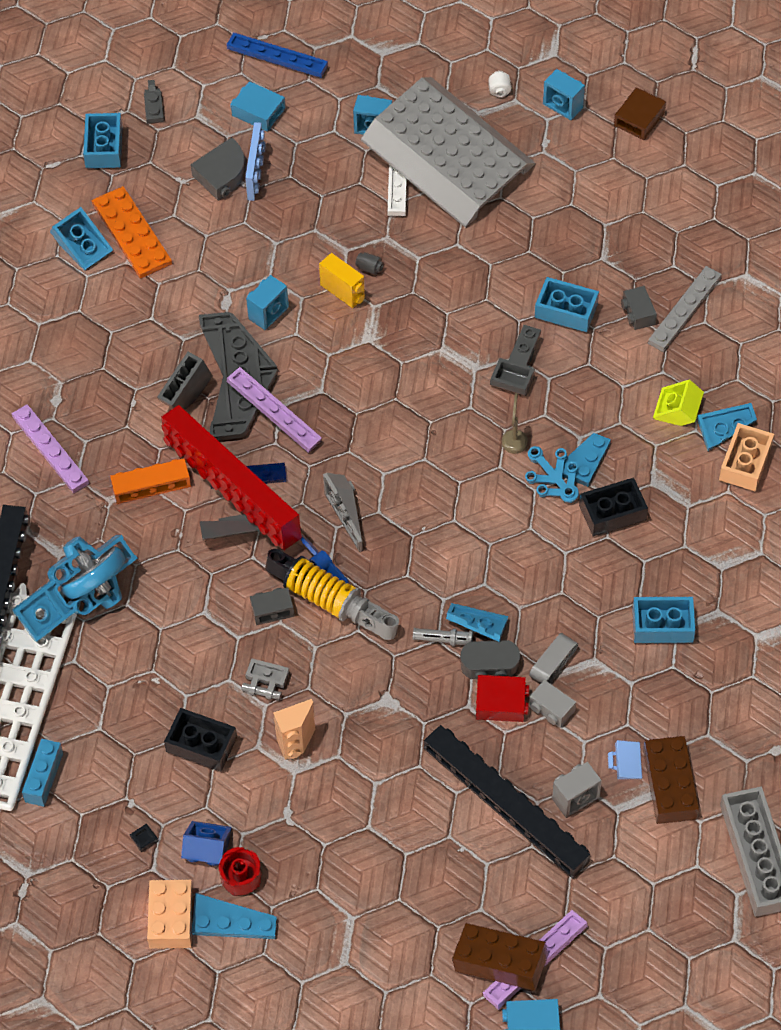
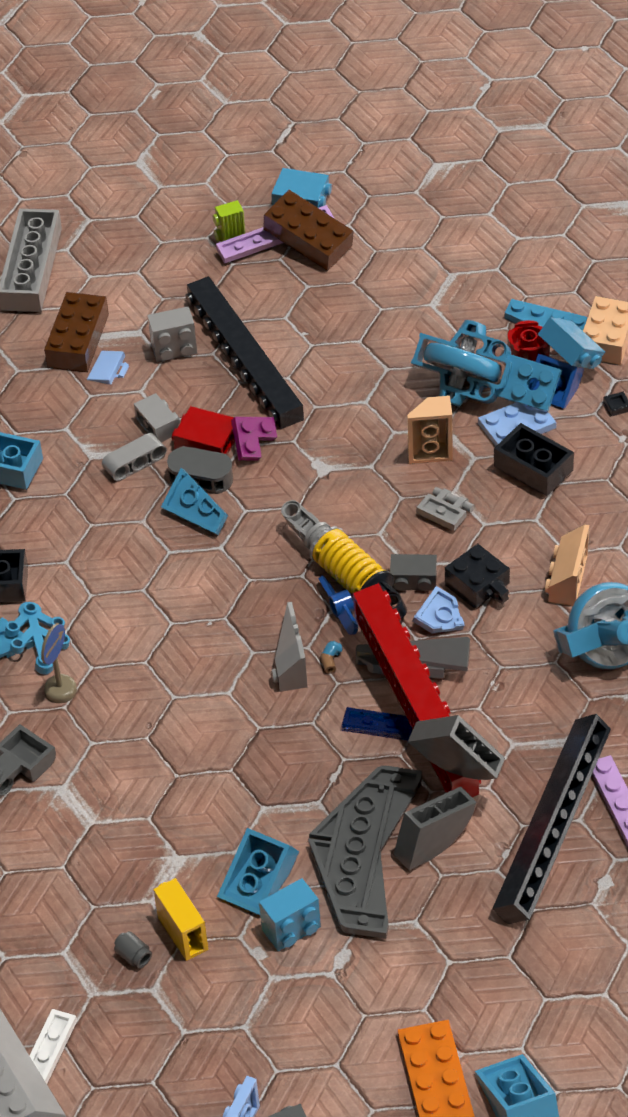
camera: 160 degrees left, 10 degrees down
(102, 425) = (551, 820): none -> black brick
(143, 637) = (568, 567): none -> light nougat slope
(150, 481) = (521, 737): orange brick -> none
(177, 402) = (456, 748): none -> dark grey brick
(194, 857) = (571, 343): none -> dark azure brick
(215, 612) = (478, 577): none -> black hinge
(229, 791) = (504, 420): none -> light blue plate
(240, 575) = (439, 613): none -> light blue plate
(274, 409) = (333, 779): lavender plate -> none
(283, 810) = (482, 370): none -> dark azure piece
(303, 337) = (257, 870): none -> dark azure slope
(316, 518) = (331, 649): none -> arm
(455, 636) = (229, 501): light grey pin -> none
(462, 704) = (248, 433): none -> magenta plate
(582, 945) = (229, 221): none -> lime brick

